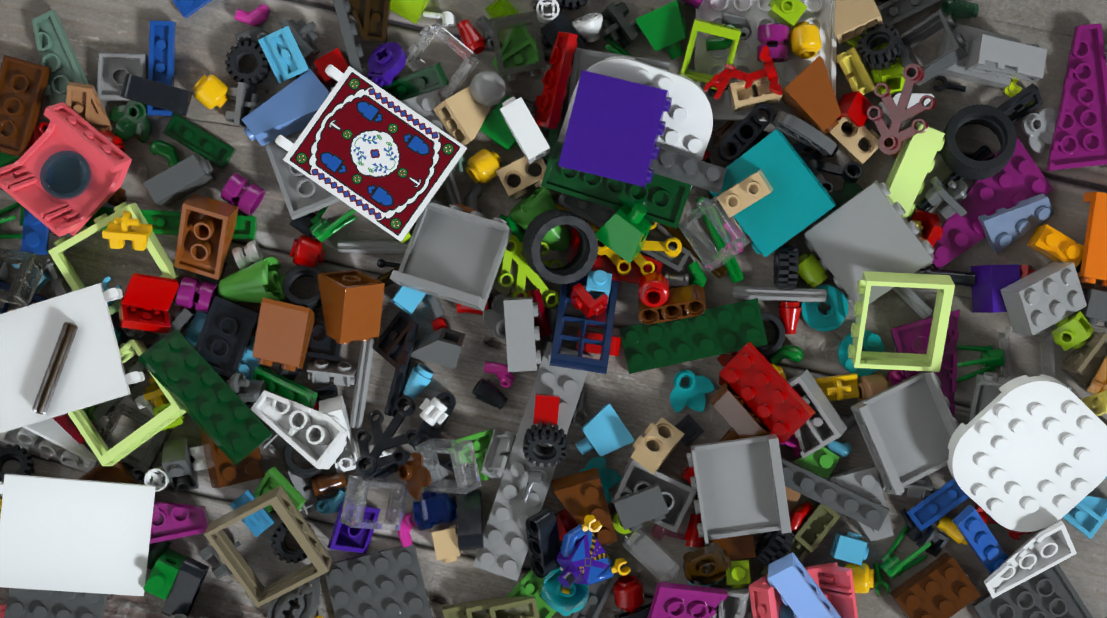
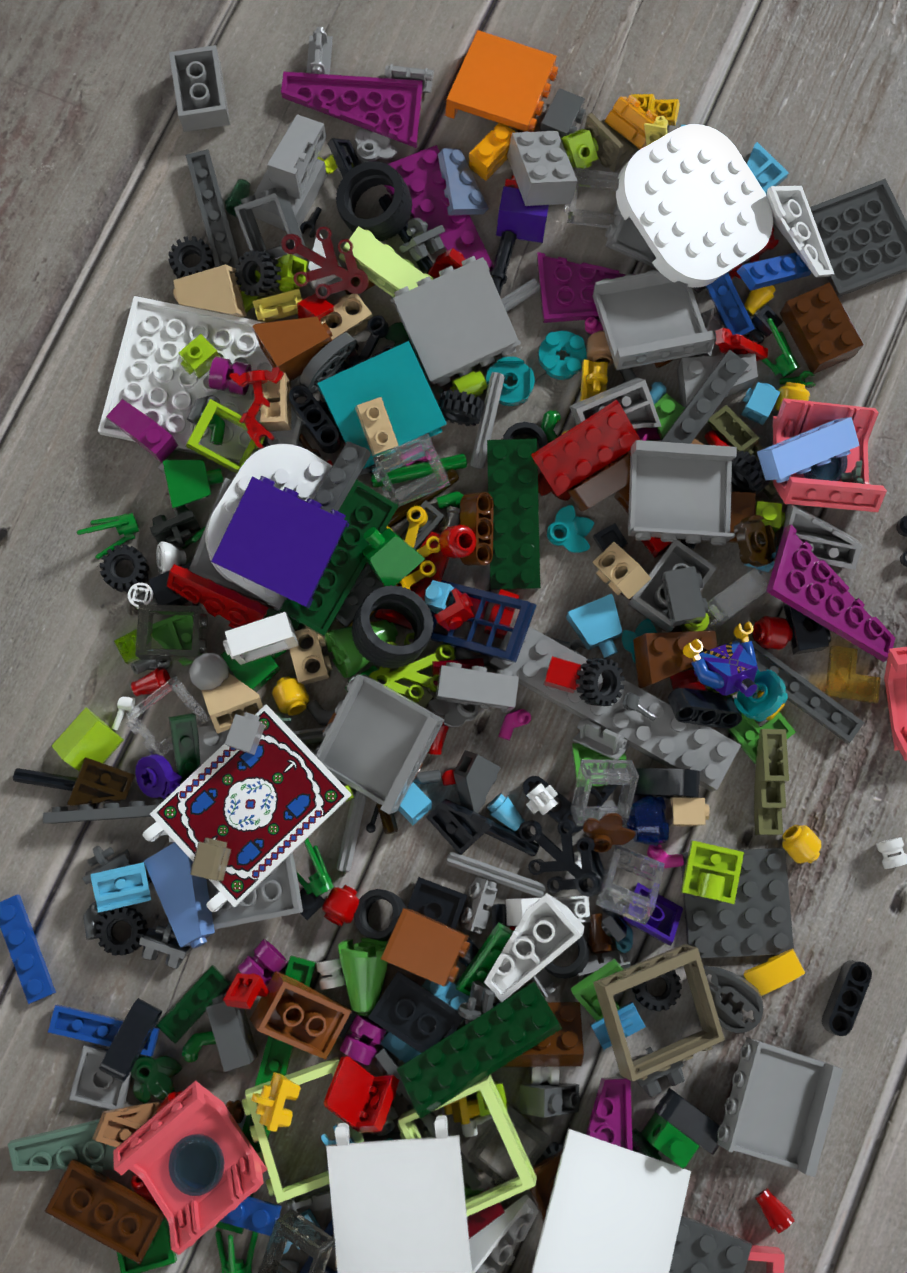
camera: 80 degrees left, 10 degrees down
(54, 368) = (412, 1220): dark brown axle -> none
(153, 478) = (558, 1131): white wheel -> none
(210, 91) = (142, 978): yellow head -> none
(214, 185) = (245, 990): none -> red bracket
(254, 17) = (73, 913): dark pink arm -> none
(315, 131) = (211, 859): none -> dark tan brick
(334, 58) = (141, 845): red brick -> none
(335, 494) = (613, 925): none -> black plate
(351, 305) = (409, 866): dark orange slope -> none
(399, 573) = (712, 872): none -> lime plate
(435, 135) = (245, 733): none -> light grey brick
(489, 393) = (534, 738): black cone -> none
(659, 532) = (712, 589): clear pink hand -> none
(691, 536) = (718, 553): red cone -> none
(789, 315) = (509, 415): red cone -> none
(805, 40) = (234, 344): yellow head -> none
(898, 518) = (739, 344): none -> red hinge
(902, 361) = (555, 270): yellowish green window -> none
(989, 359) = (592, 234): green plant -> none

